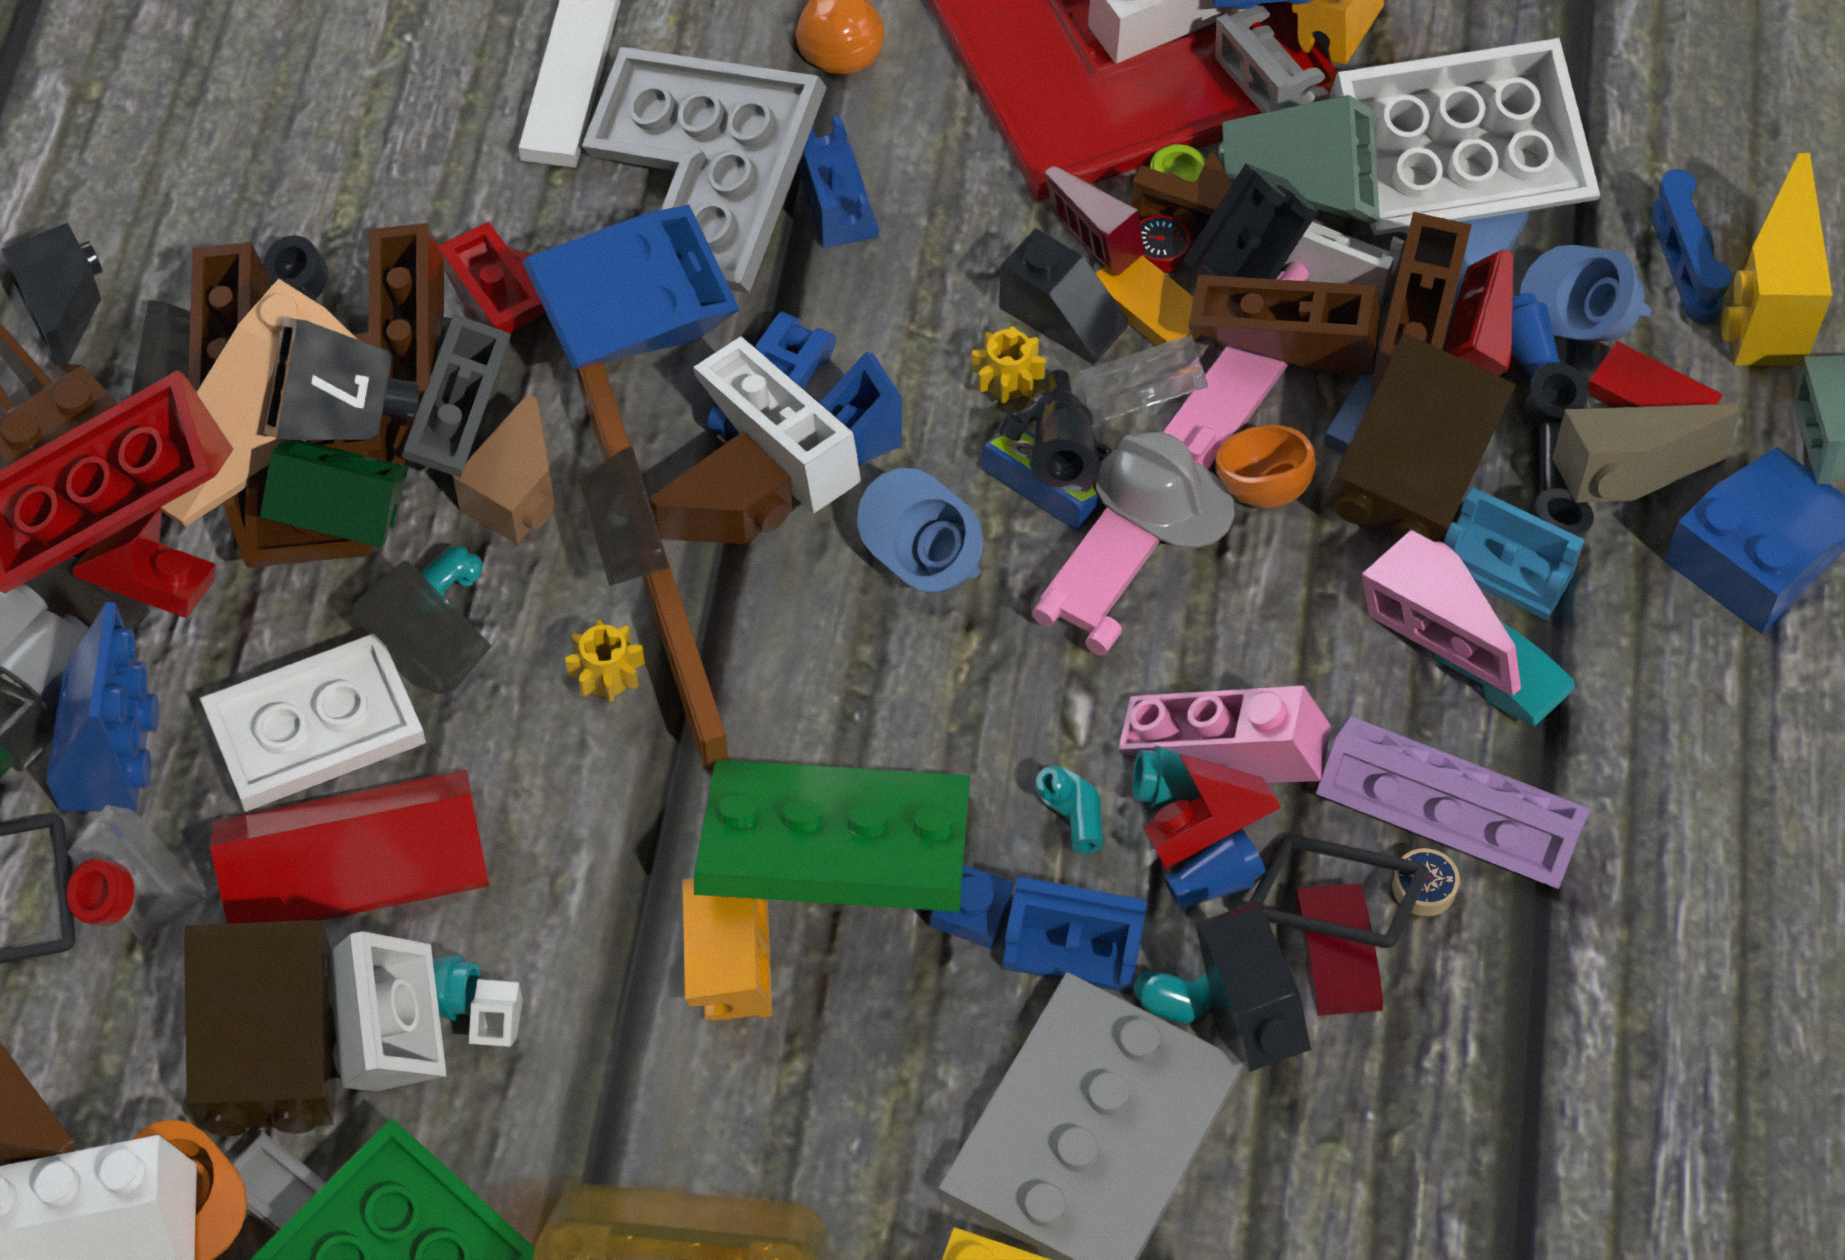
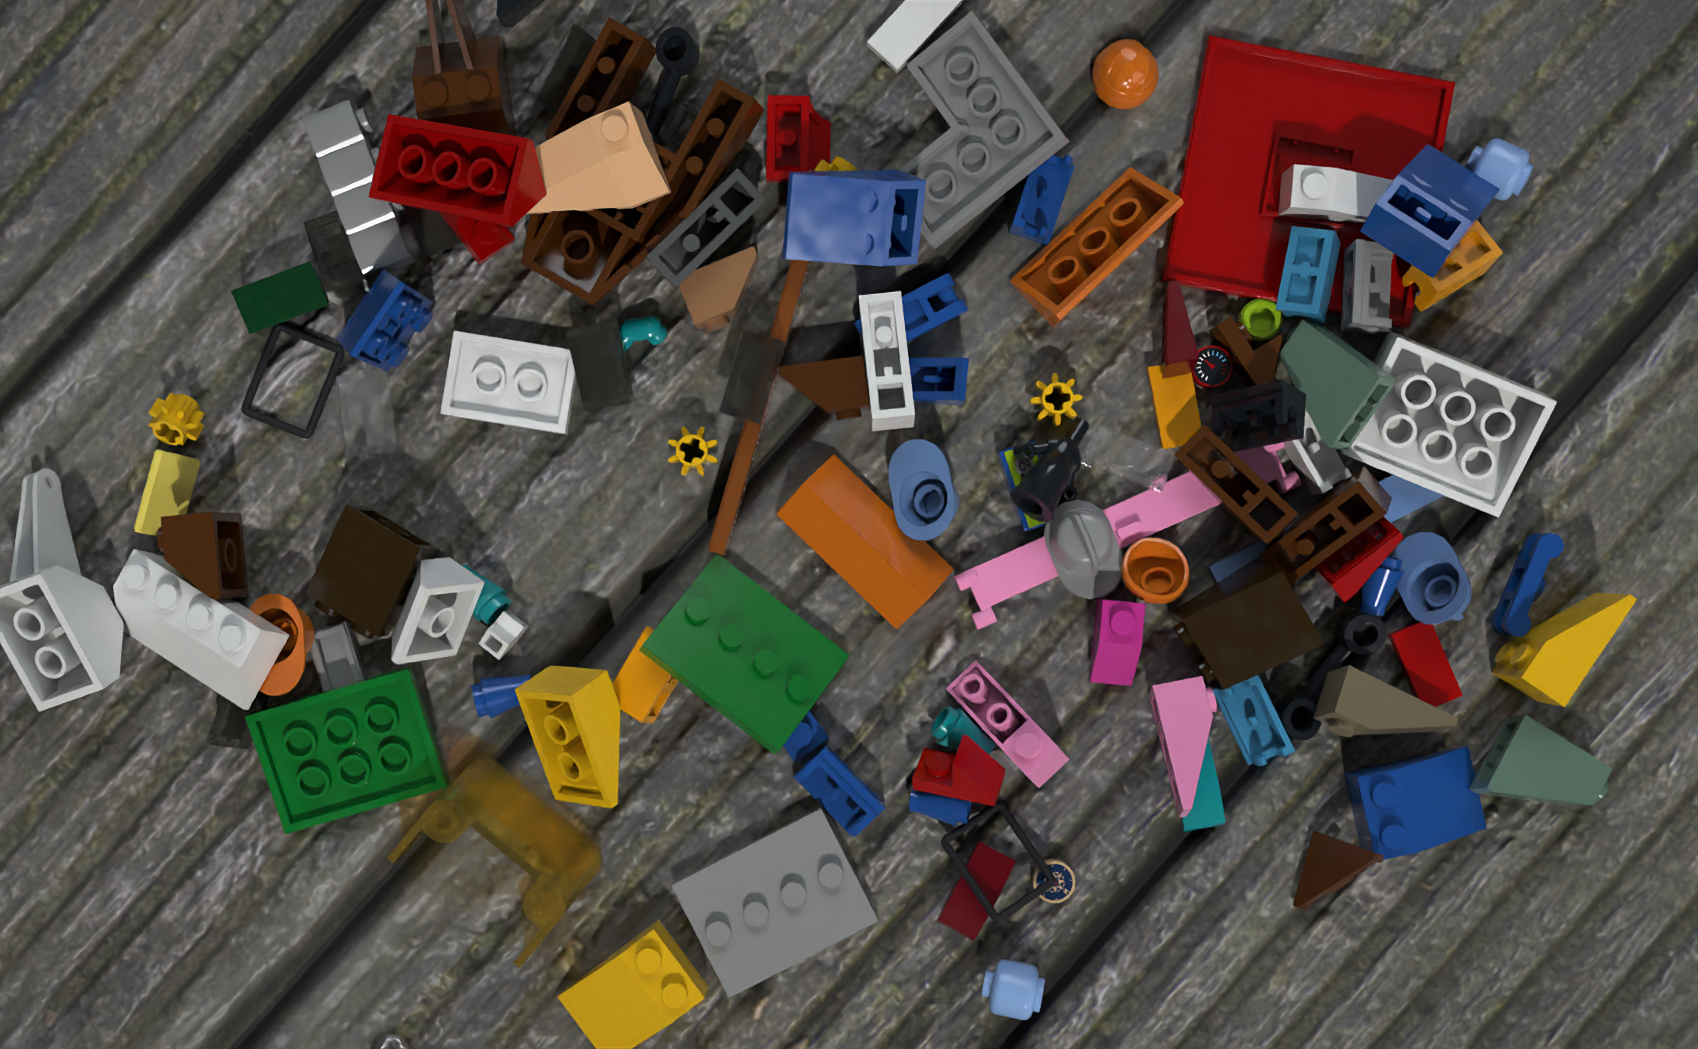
camera: 35 degrees right, 30 degrees up
(100, 892) = (336, 419): red tile -> none
(332, 386) = (619, 198): black torso -> none
(333, 491) = (590, 258): dark green hinge -> none
(350, 852) = (485, 476): red slope -> none
(538, 1092) = (496, 694): none -> blue cone
(680, 1060) = (575, 732): none -> yellow slope
(891, 648) = (863, 542): none -> orange slope
(935, 198) = (1095, 244): none -> orange slope
(1060, 297) = (1120, 373): black slope -> none
(1076, 802) = (898, 708): teal arm -> none
(1173, 996) = (871, 862): teal arm -> none
(1190, 81) = (1308, 273): none -> dark azure hinge
(1252, 988) = (903, 899): black slope -> none
(1281, 564) = (1116, 641): none -> dark pink slope
(1453, 801) = (1101, 851): lavender fence -> none
(1480, 1027) = (1013, 989): none -> light blue head
(1735, 649) = (1330, 866): none -> reddish brown tile

